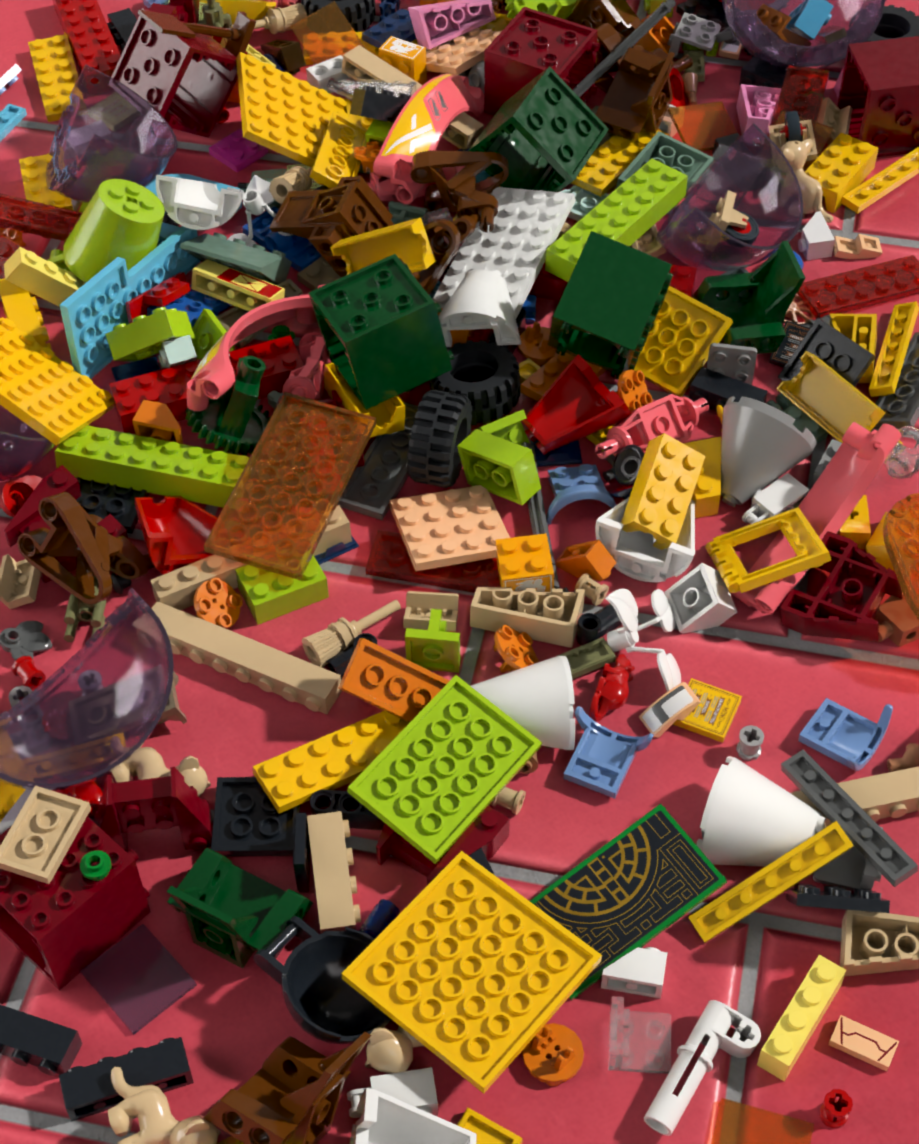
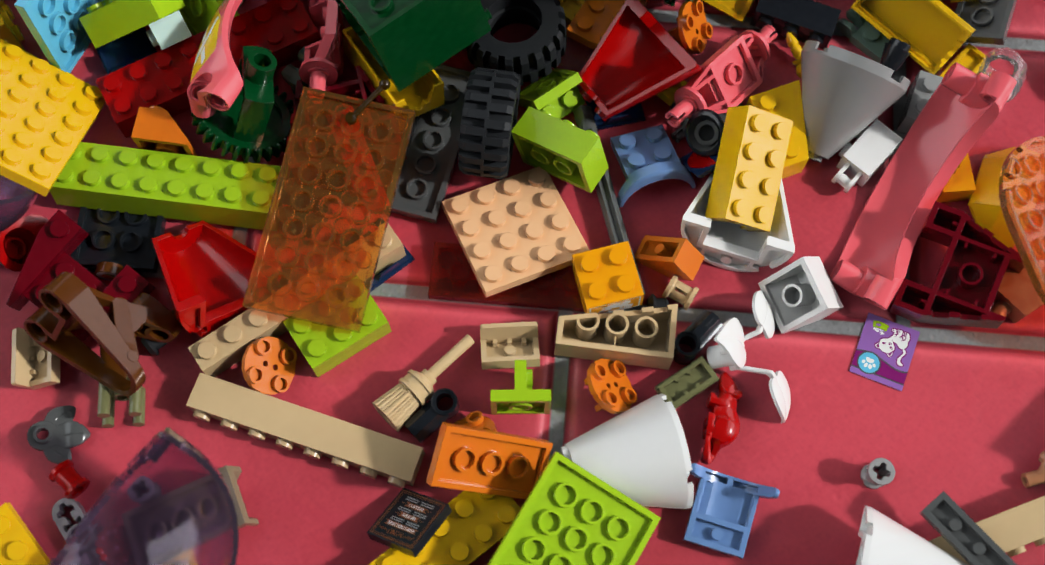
camera: 10 degrees left, 20 degrees up
(318, 729) = (409, 522): none -> black tile
(321, 417) = (351, 117): none -> dark brown hinge
(668, 708) = (787, 443): slope -> none
(714, 713) = (824, 433): yellow tile -> none
(773, 656) = (884, 351): none -> sticker
(798, 532) = (905, 208): yellow hinge -> none
(812, 422) = (895, 54): none -> black cone
(845, 734) = (976, 449): medium blue piece -> none

